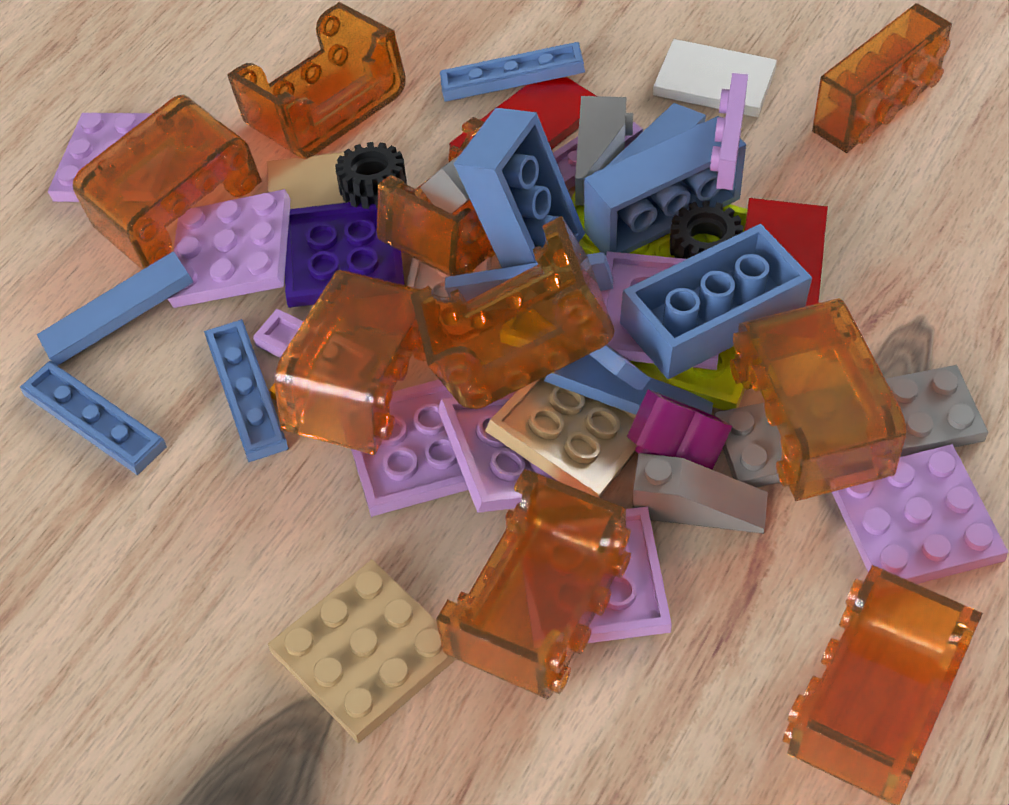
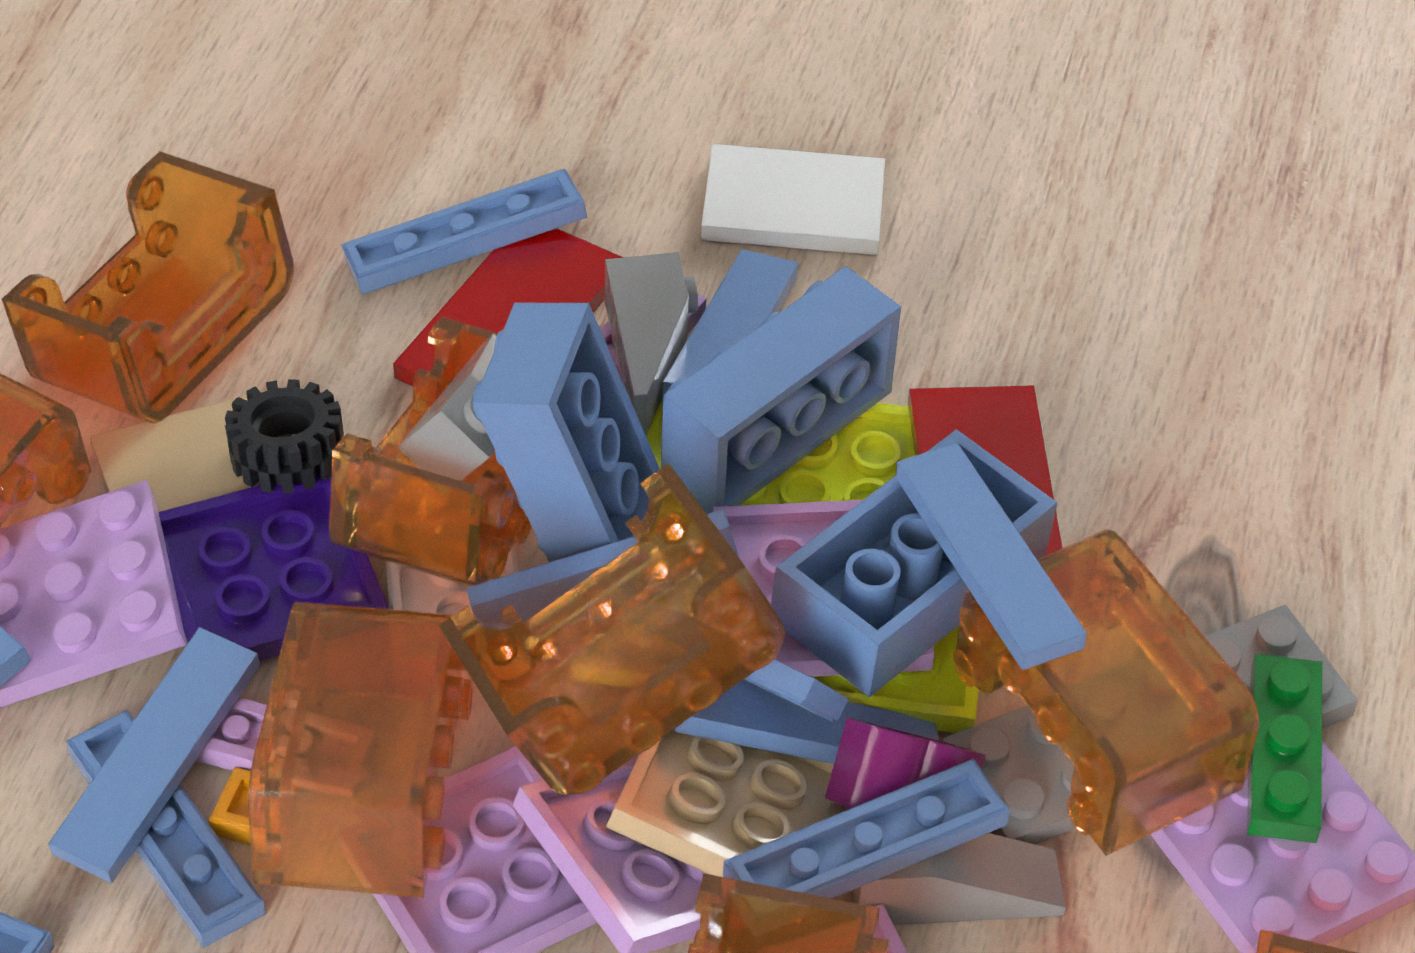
camera: 20 degrees left, 5 degrees down
(245, 346) = (154, 755): none -> medium blue tile
(646, 464) = (877, 835): none -> medium blue tile
(701, 221) = (848, 436): black tyre -> none
(729, 131) = (877, 290): lavender plate -> none
(757, 304) = (991, 556): none -> medium blue tile
(881, 77) = (1060, 170): clear orange brick -> none
(929, 454) = (1287, 749): none -> green plate

